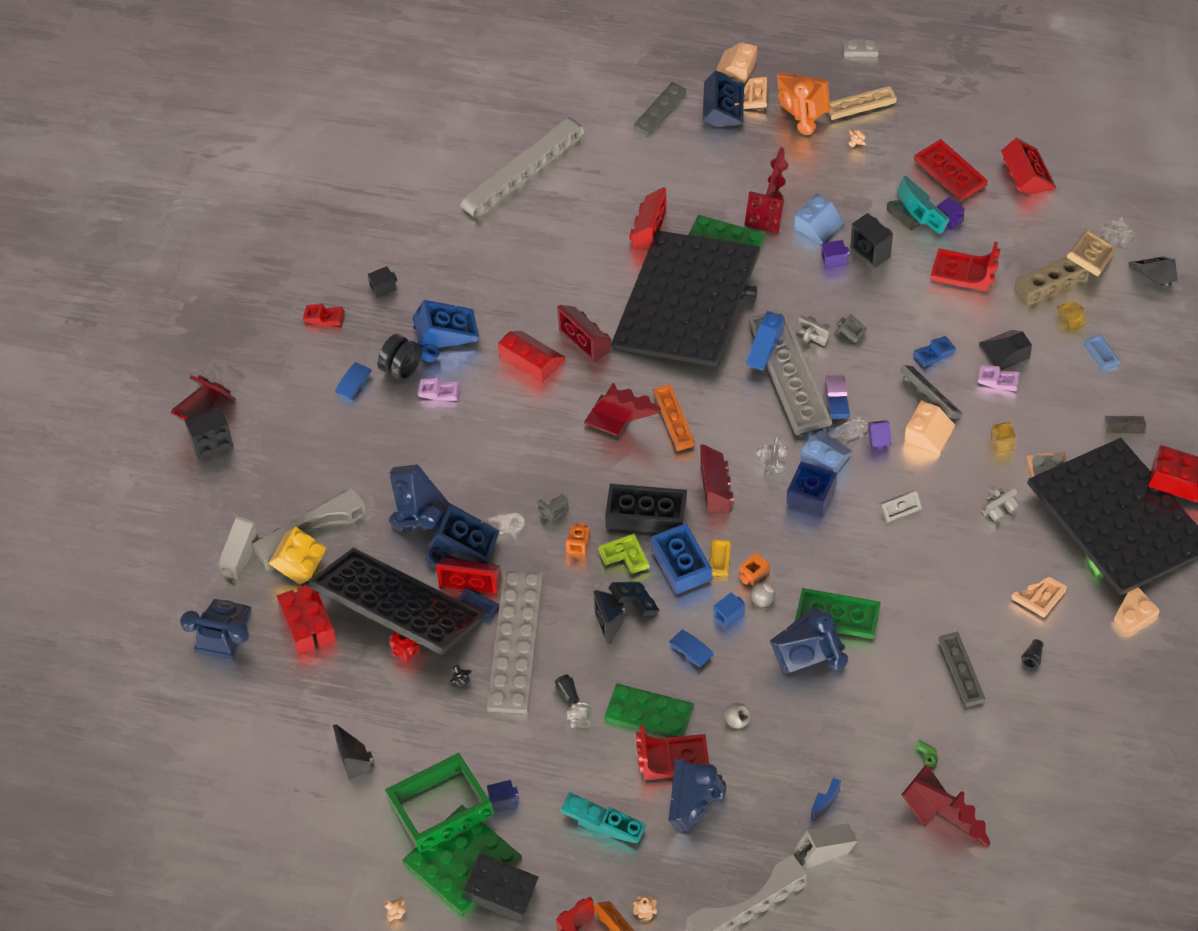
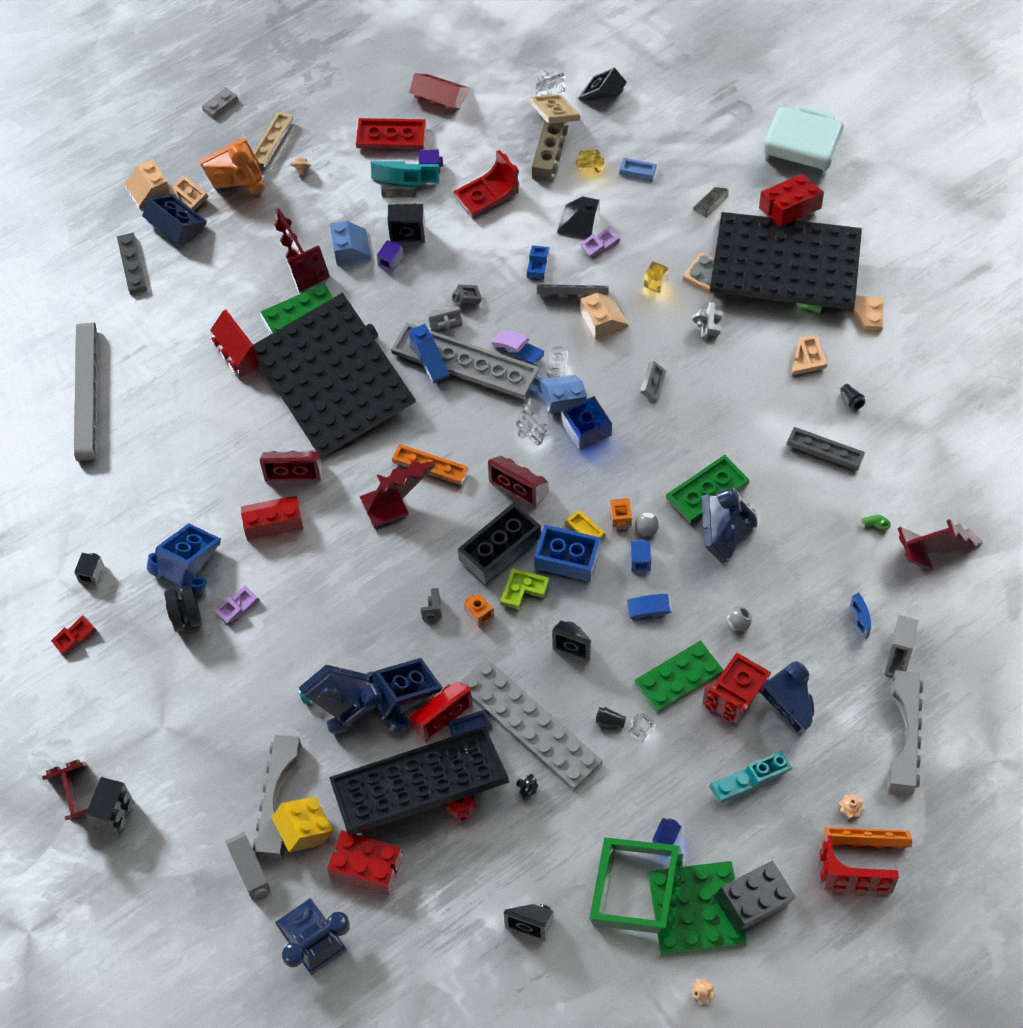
camera: 50 degrees left, 5 degrees up
(352, 380) = (163, 660): blue slope -> none
(505, 522) = (413, 650): clear plate -> none
(634, 593) = (566, 607): black plate -> none
(879, 434) = (580, 346): dark purple brick -> none

